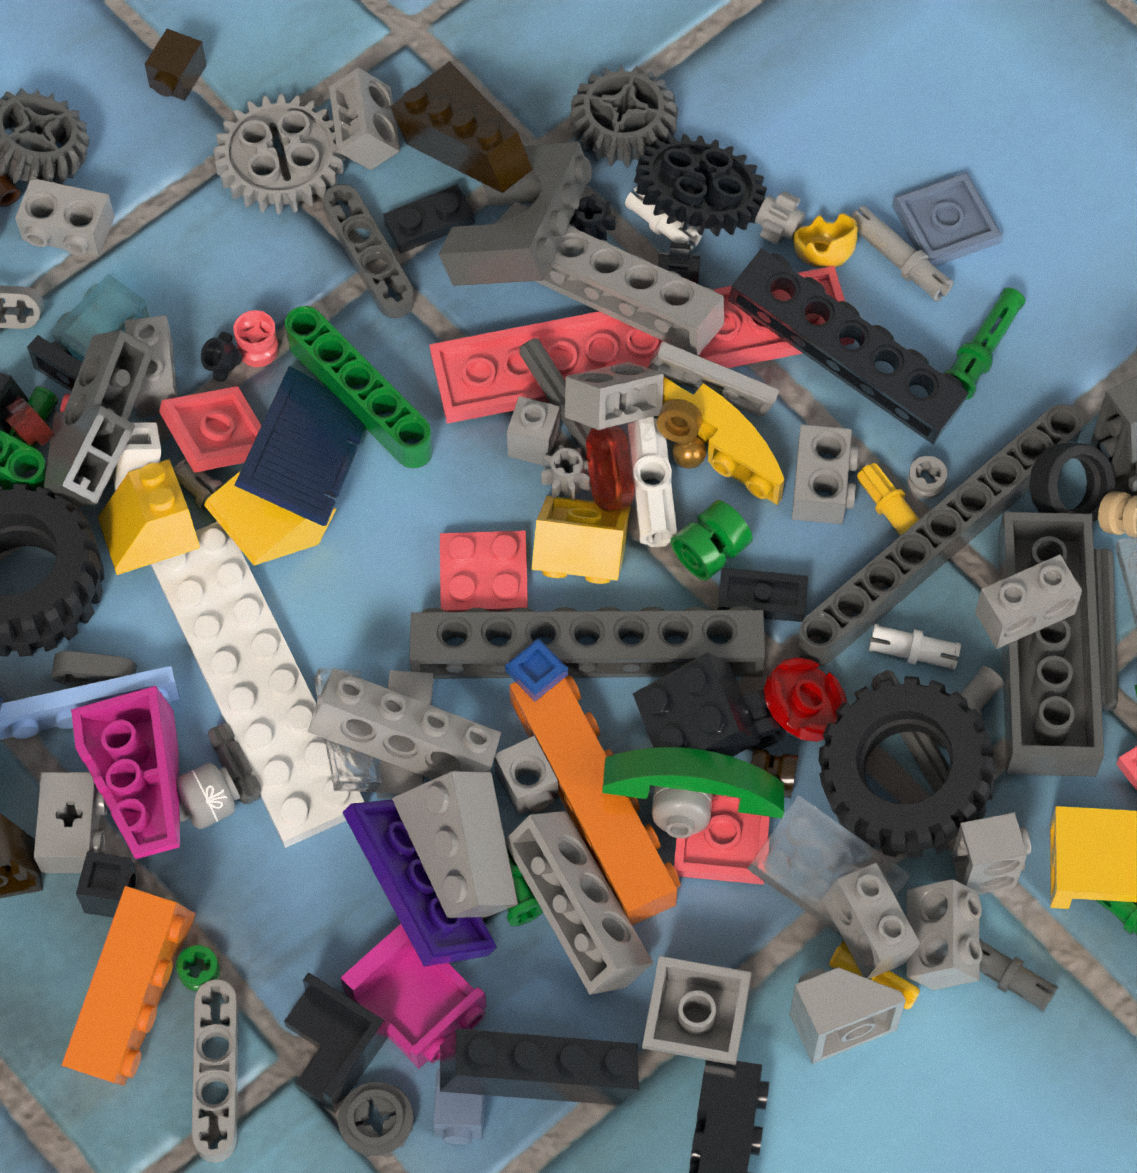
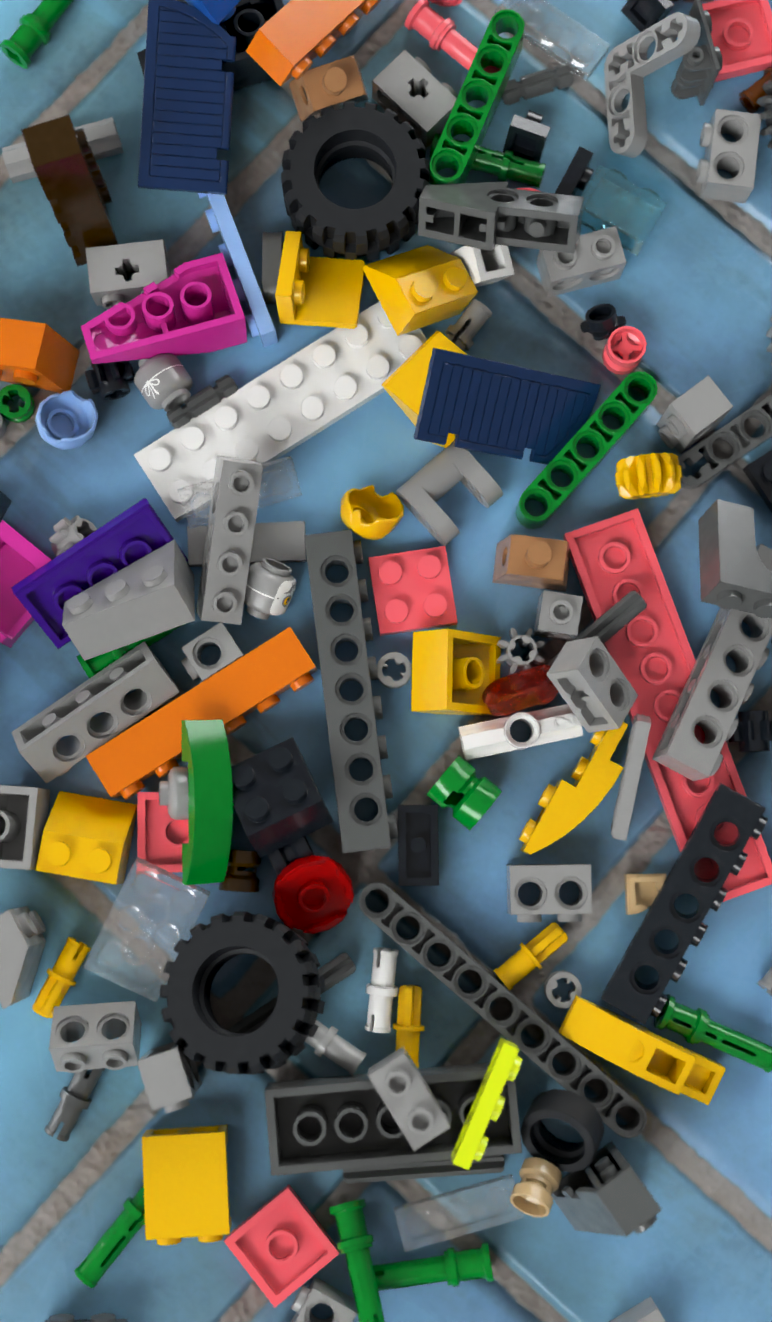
camera: 80 degrees right, 20 degrees up
(28, 423) = (490, 160): clear red plate -> none
(104, 881) = (68, 310): black brick -> none
(129, 621) = (317, 288): none -> yellow bracket
(191, 856) = (110, 379): none -> black gear
(212, 427) = (521, 326): coral plate -> none
(231, 903) = (66, 420): none -> light blue hair
(342, 276) = (693, 415): none -> light grey brick
(371, 911) = (70, 533): none -> light grey gear
(374, 546) = (436, 479): none -> light grey connector
(394, 596) = (369, 513): none -> yellow hair
(398, 327) = (648, 475): none -> yellow gear
(465, 701) = (269, 588): none -> light grey head
(475, 436) = (532, 562): none -> medium nougat torso
(536, 670) = (303, 648): blue tile -> none
(565, 587) = (399, 659): none -> light grey bush
(681, 423) = (574, 754): pearl gold plate -> none
(722, 922) = (87, 838): none -> yellow slope
(832, 394) = (641, 891): none -> tan tile
(871, 921) = (88, 972): light grey brick -> none
(950, 625) = (409, 1020): none -> yellow axle
(994, 407) = (641, 1051): none -> yellow slope
(1038, 532) = (486, 1105): none -> neon yellow plate

